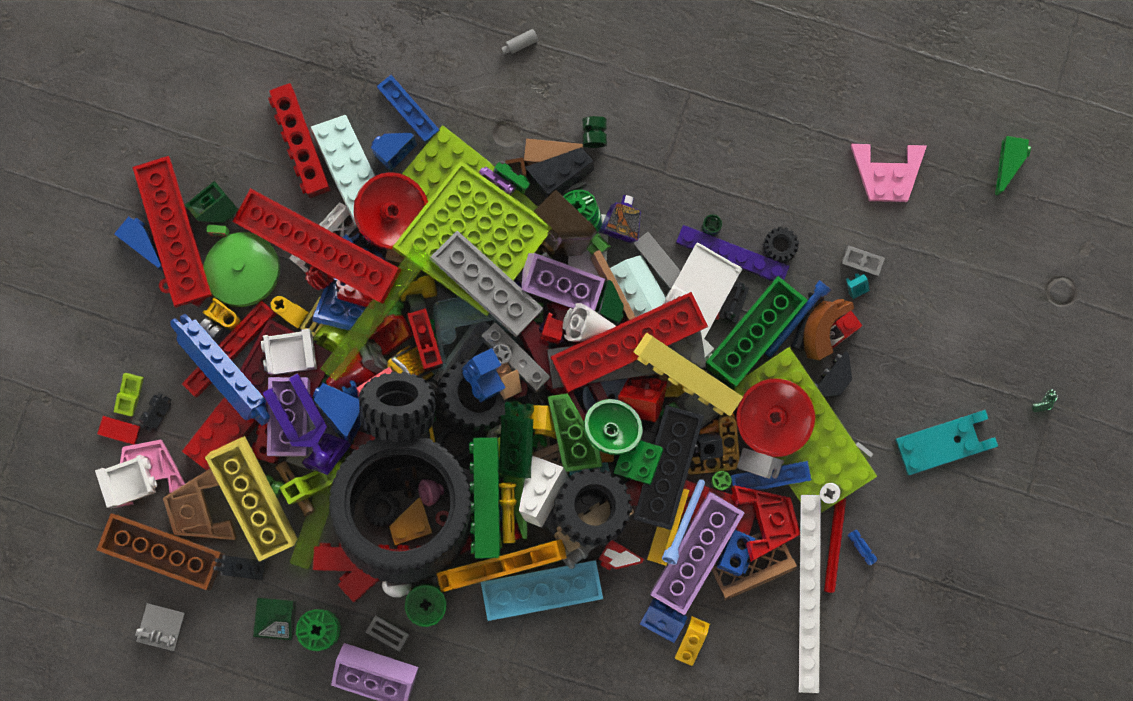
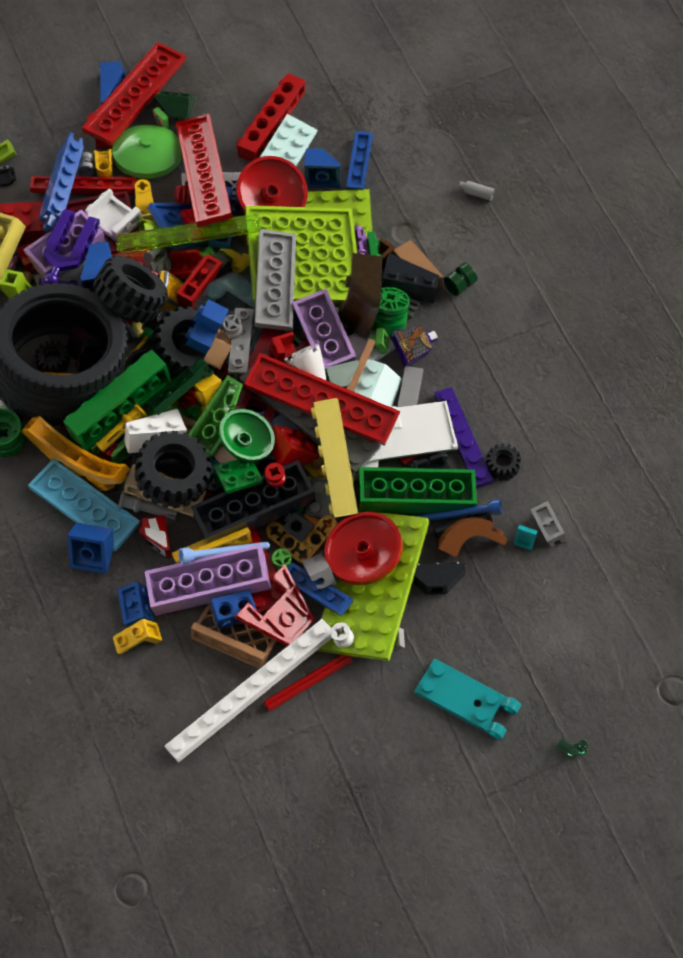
camera: 50 degrees right, 20 degrees down
(589, 616) = (90, 547): none -> blue slope
(664, 436) = (277, 479): none -> red wheel
(714, 222) = (470, 404): dark green wheel -> none
(844, 328) = (479, 551): red slope -> none
(862, 547) = (324, 703): blue axle -> none
(888, 180) = (630, 499): bright pink wing -> none

